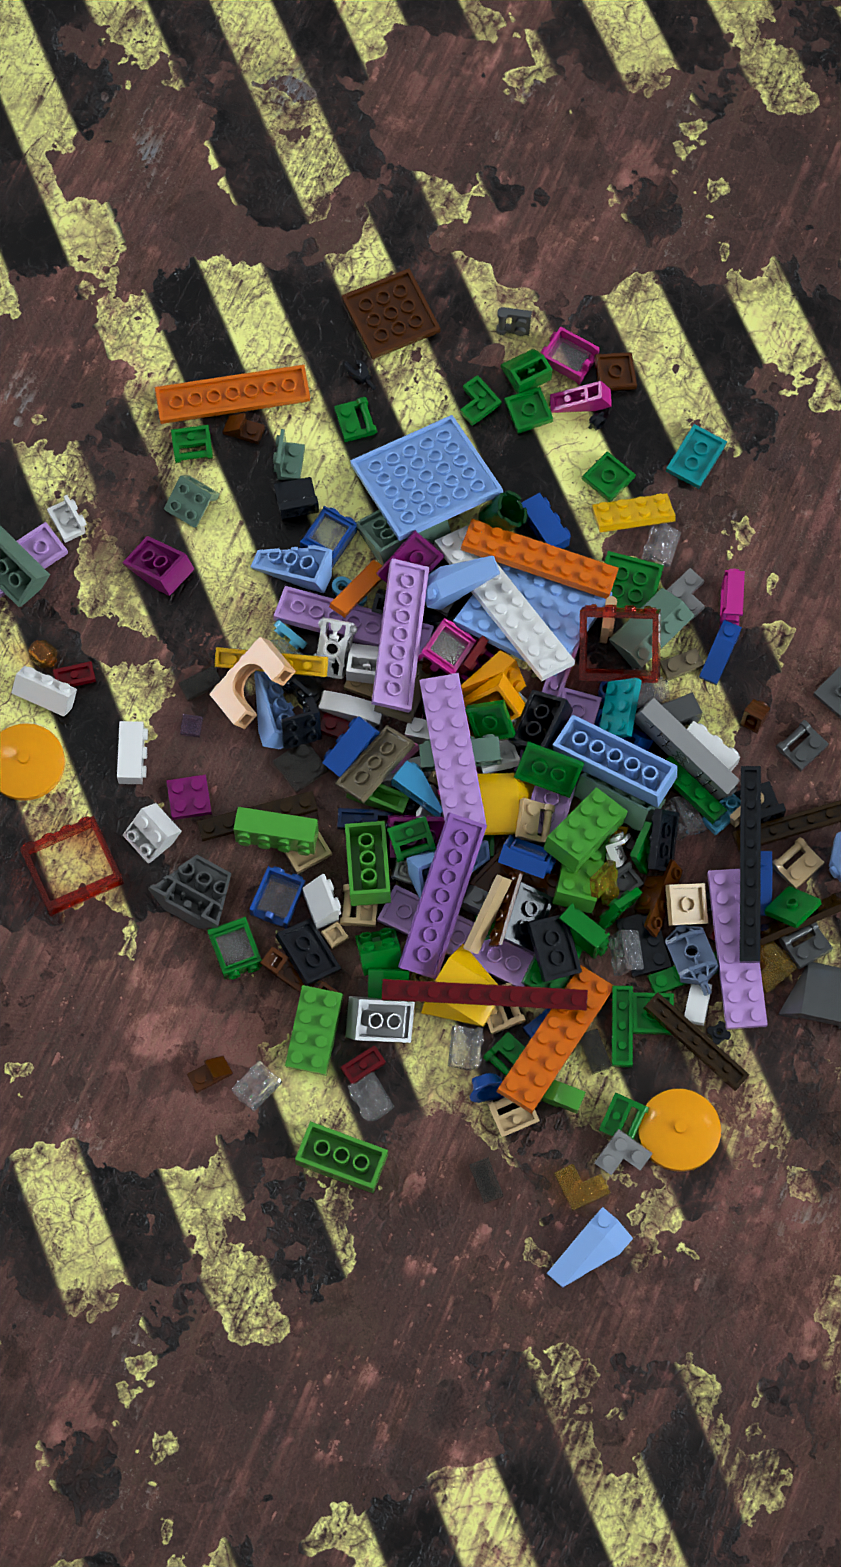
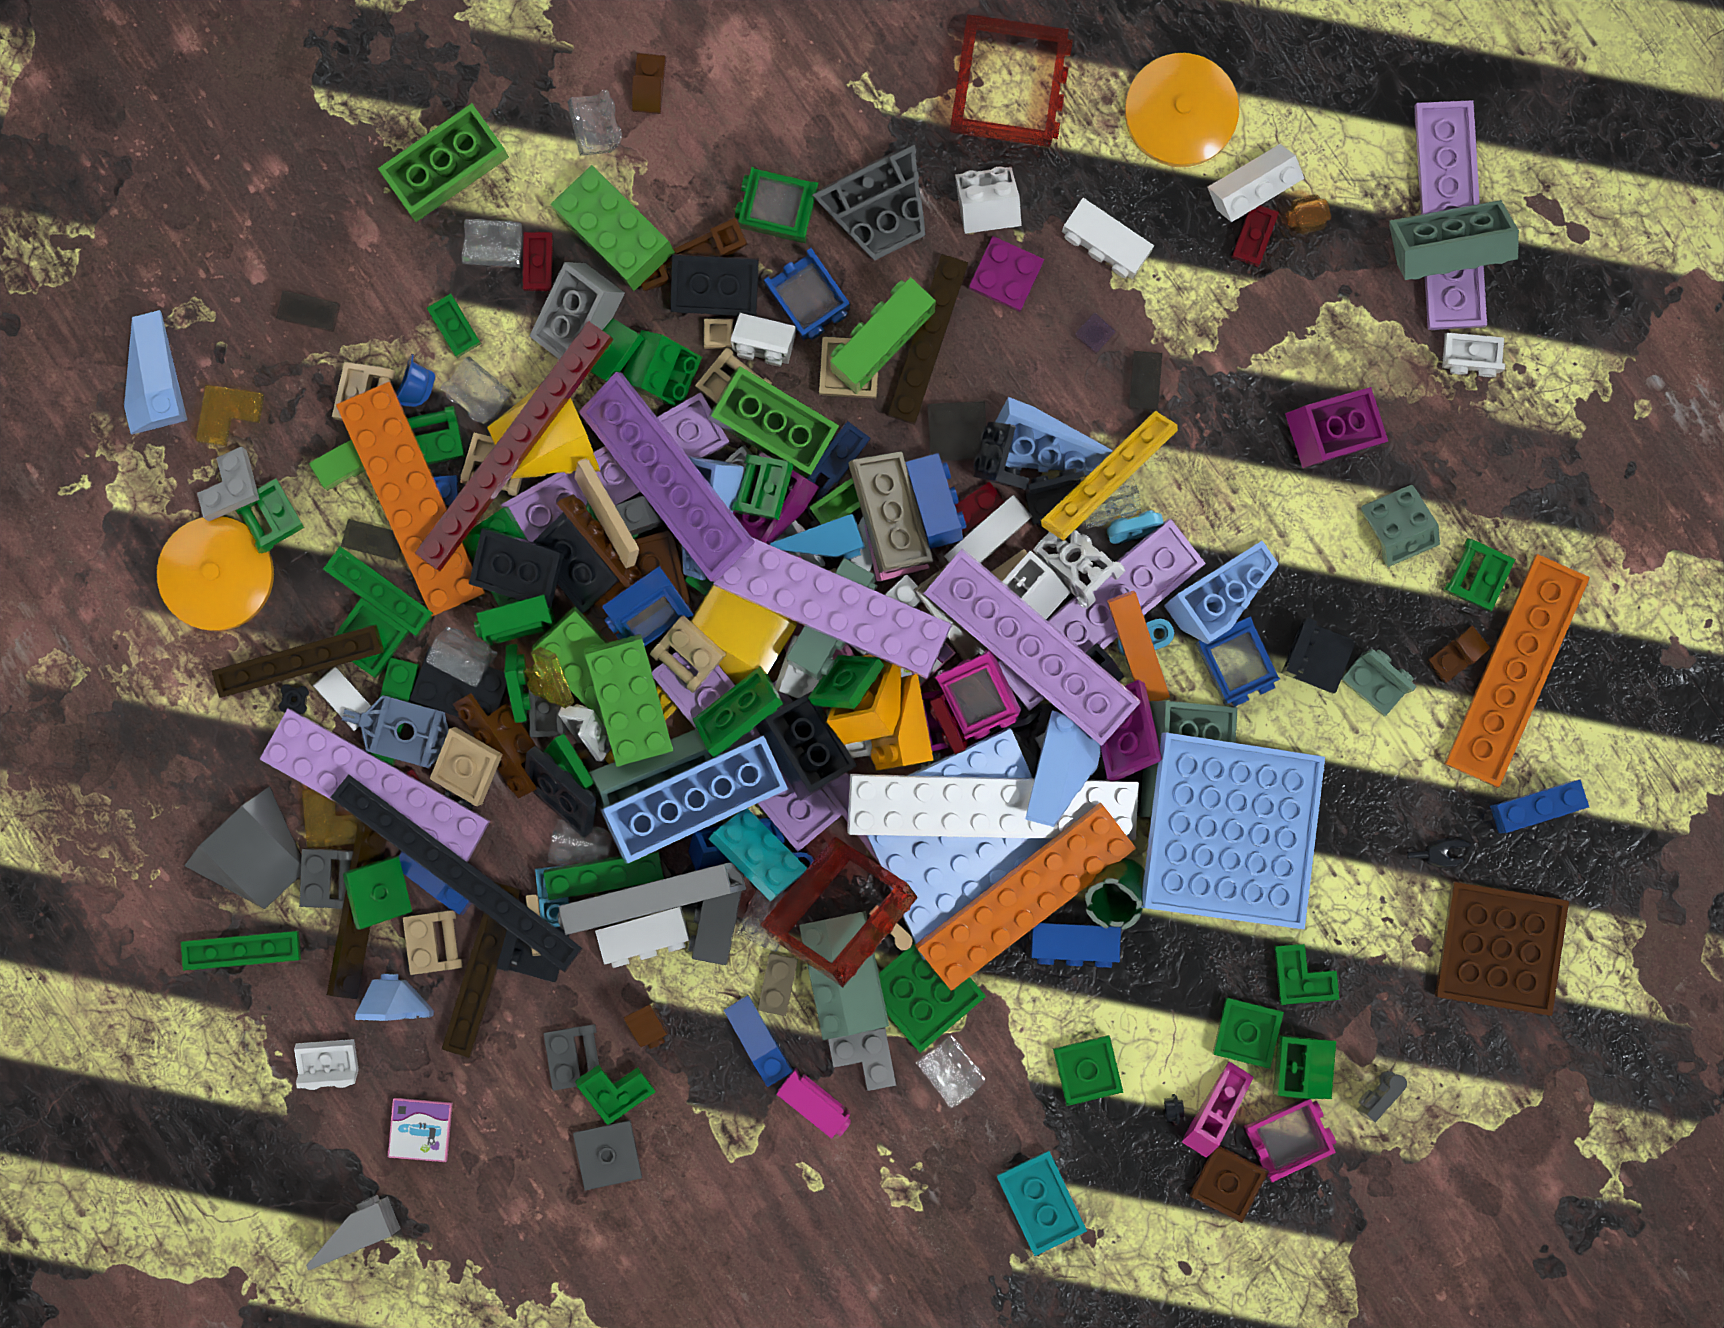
camera: 125 degrees right, 15 degrees up
(230, 690) = (1105, 402): light nougat arch -> none
(300, 338) = (1539, 806): none -> blue brick
(349, 421) = (1384, 795): green plate -> none
(435, 1088) = (453, 325): none -> green plate
(633, 512) = (1015, 1064): yellow plate -> none
(809, 708) = (614, 1099): none -> green plate

